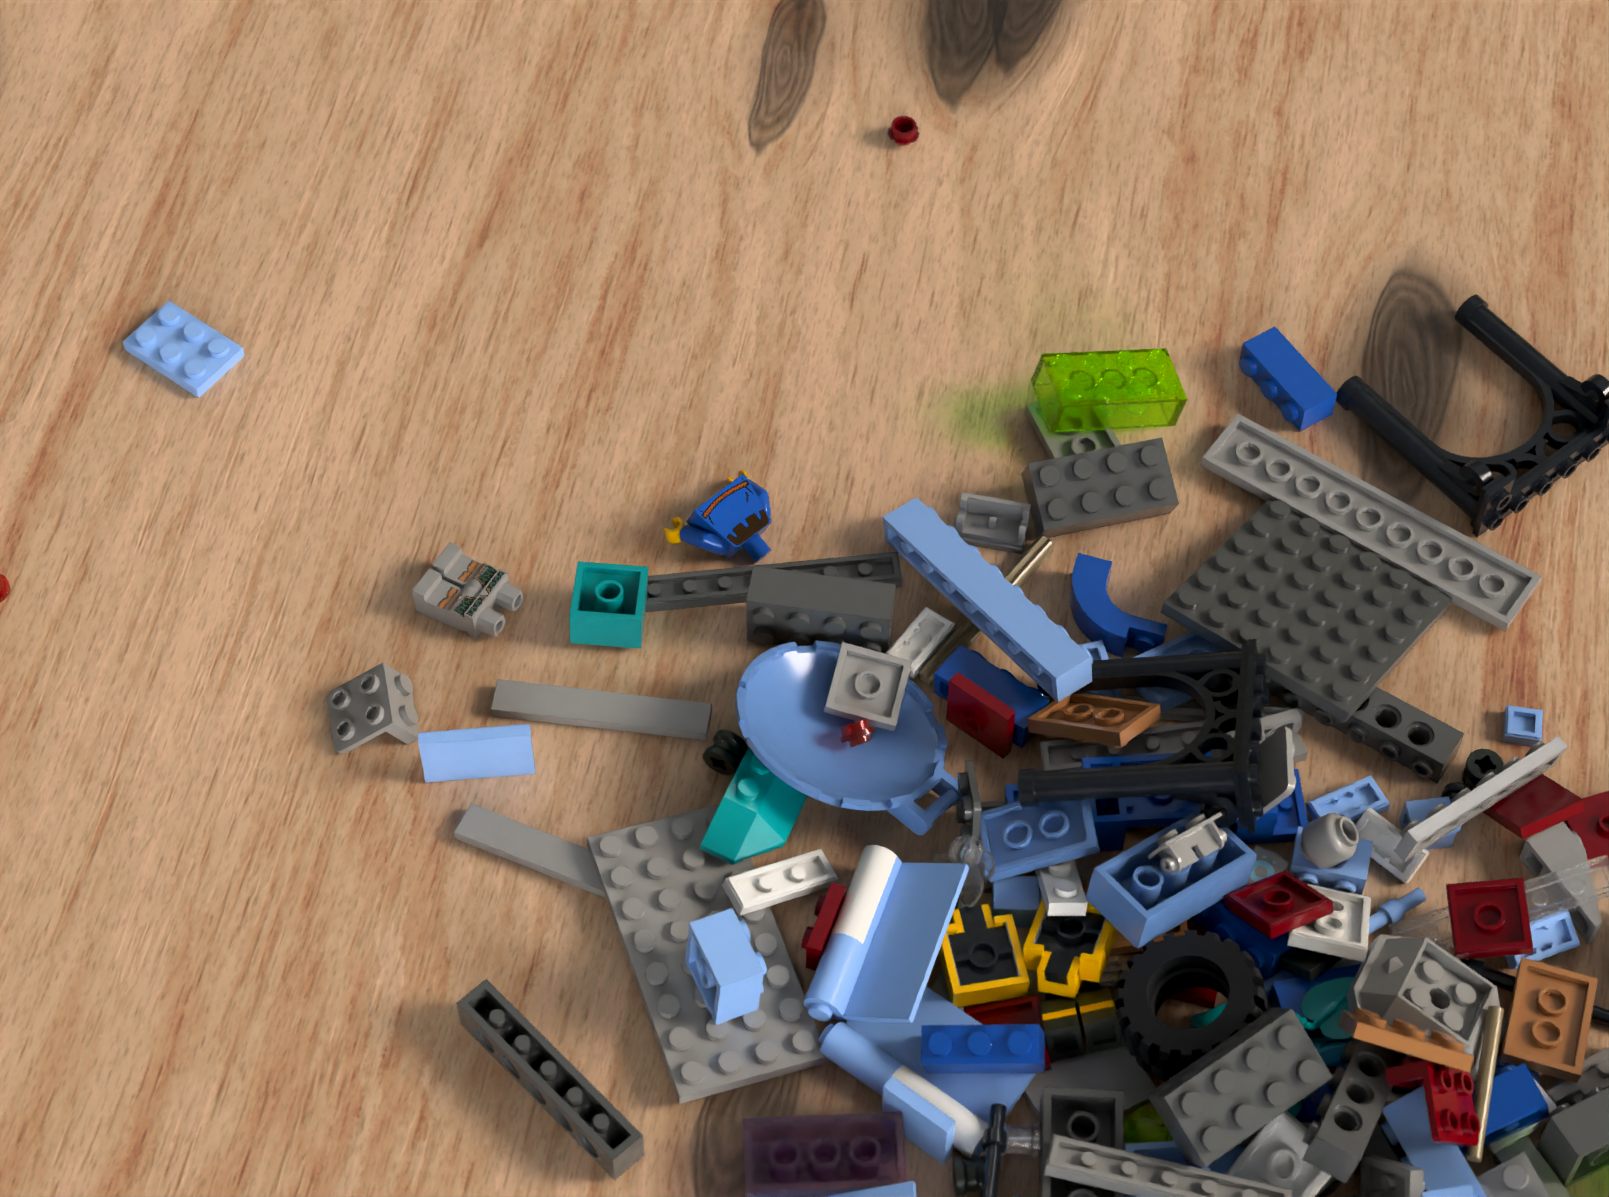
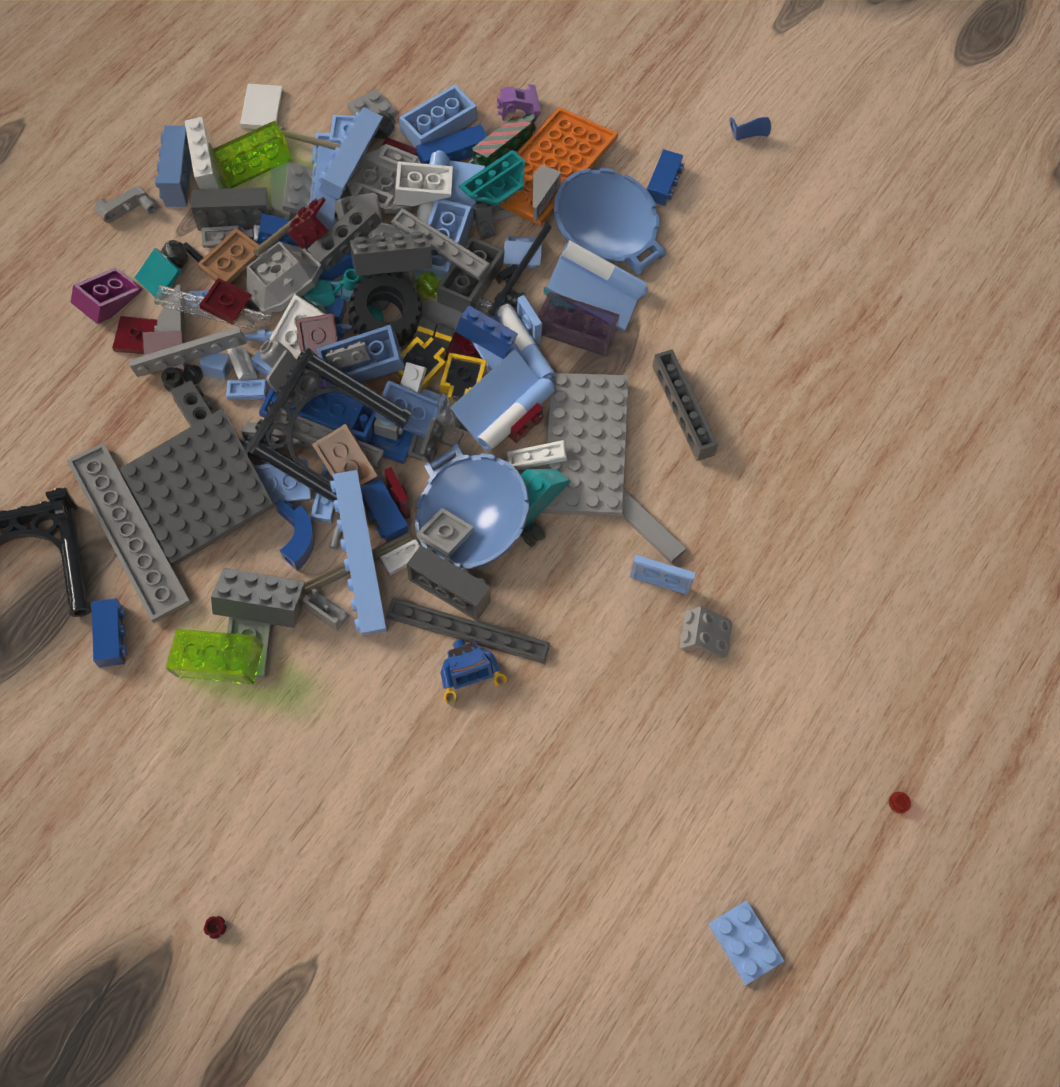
camera: 160 degrees left, 10 degrees up
(466, 593) = (631, 683): light grey hips -> none
(601, 709) = (585, 589): light grey tile -> none
(608, 604) = (558, 636): teal slope -> none
(725, 965) = (586, 405): light blue brick -> none
(857, 732) = (463, 510): clear red plate -> none
(1406, 1038) = (310, 237): medium nougat plate -> none
(1522, 725) = (134, 397): light blue tile -> none

